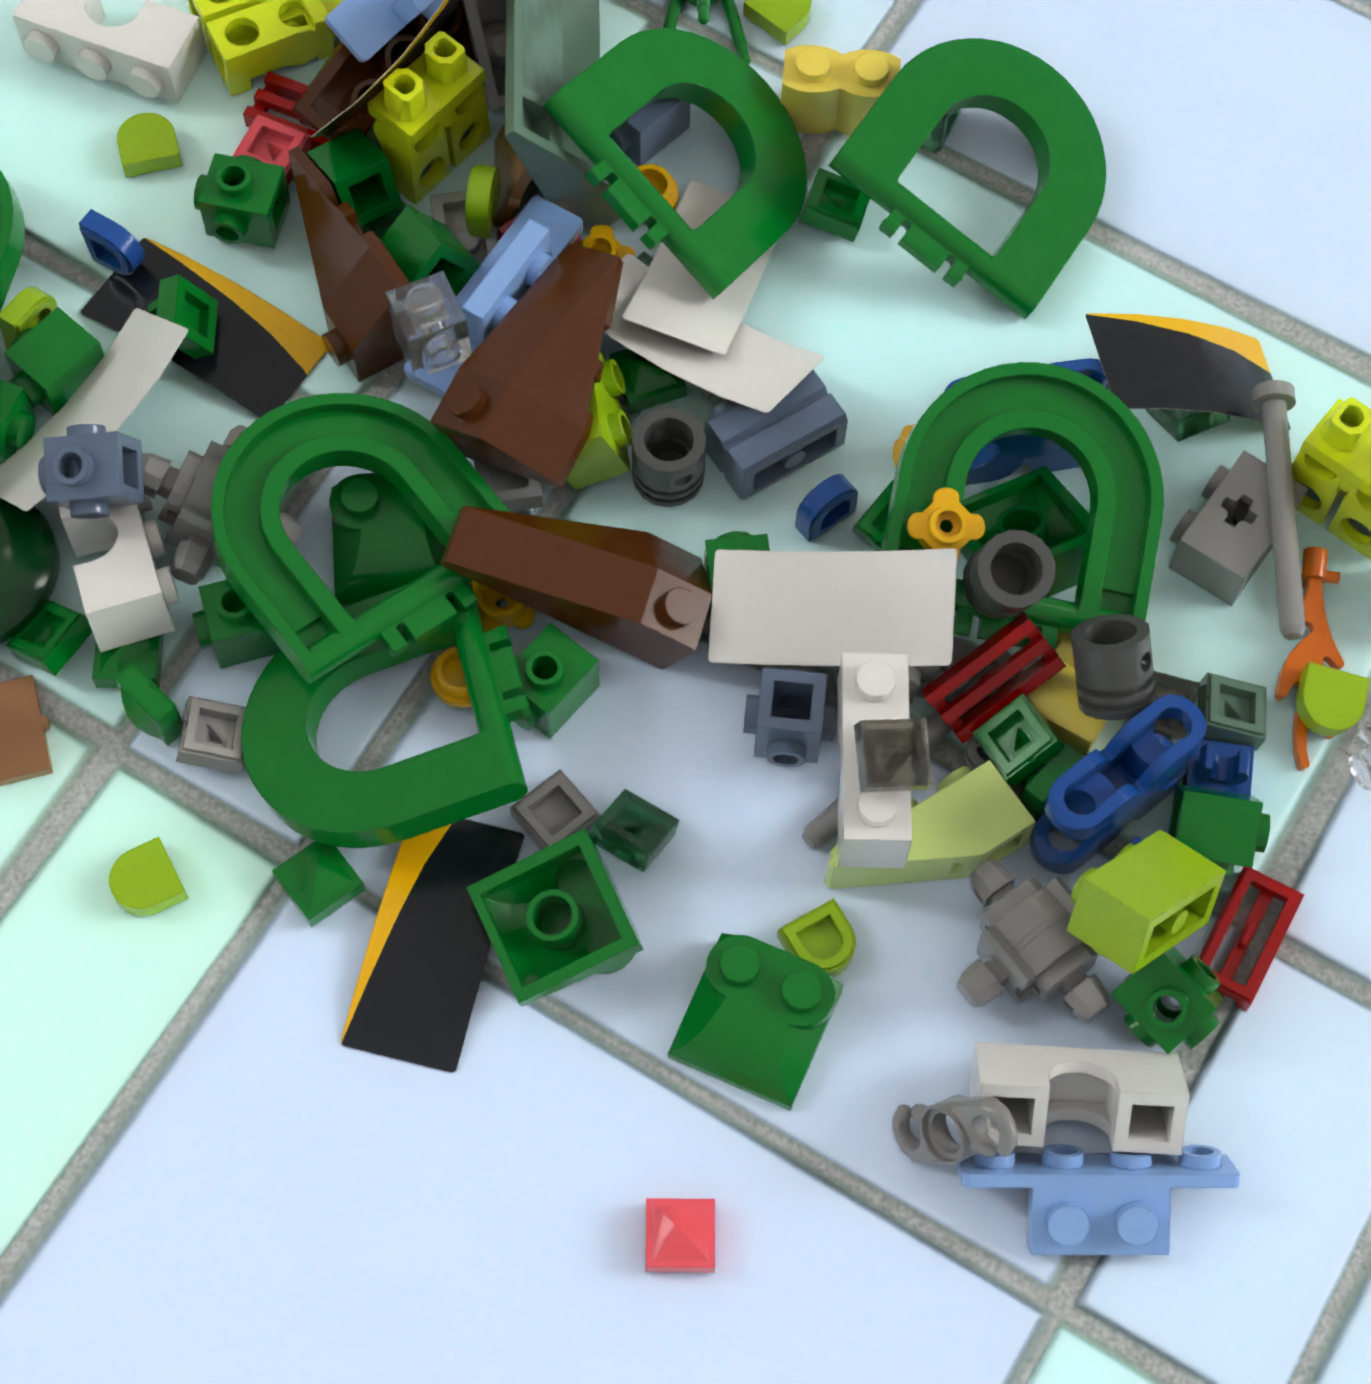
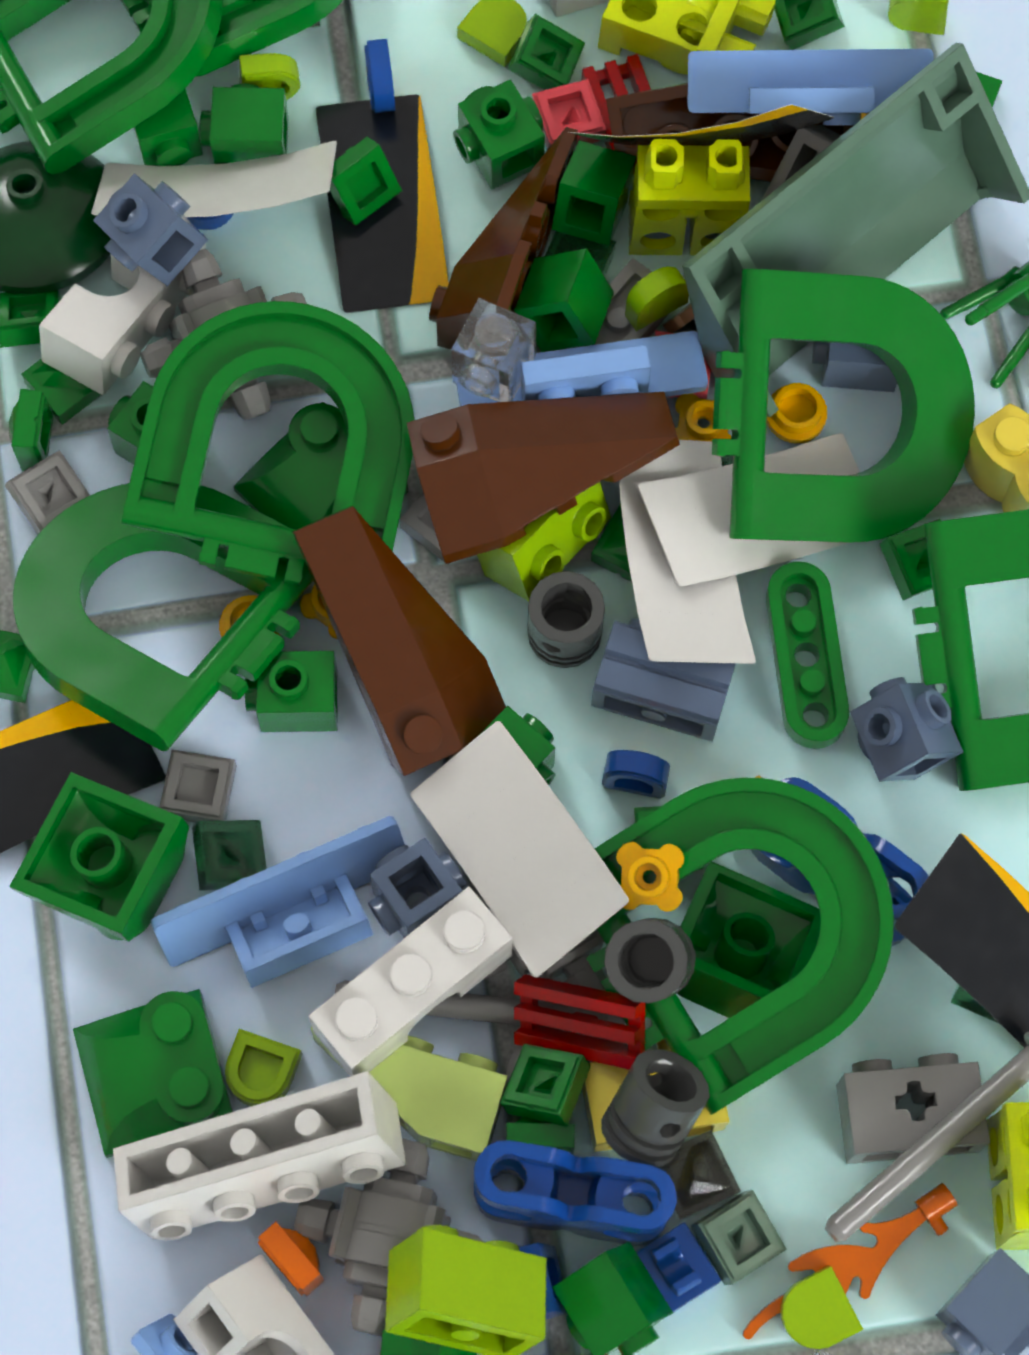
camera: 50 degrees right, 5 degrees up
(206, 127) = (546, 54): none -> green tile
(719, 823) = (285, 911): none -> light blue bracket
(827, 310) = (810, 630): none -> green plate
(893, 755) = (397, 995): clear smoke tile -> none
(908, 976) = (259, 1157): none -> white brick
(970, 1117) = (166, 1295): light grey piece -> none
(973, 296) = (905, 730): none -> sand blue brick
(993, 1024) = (293, 1257): none -> orange tile

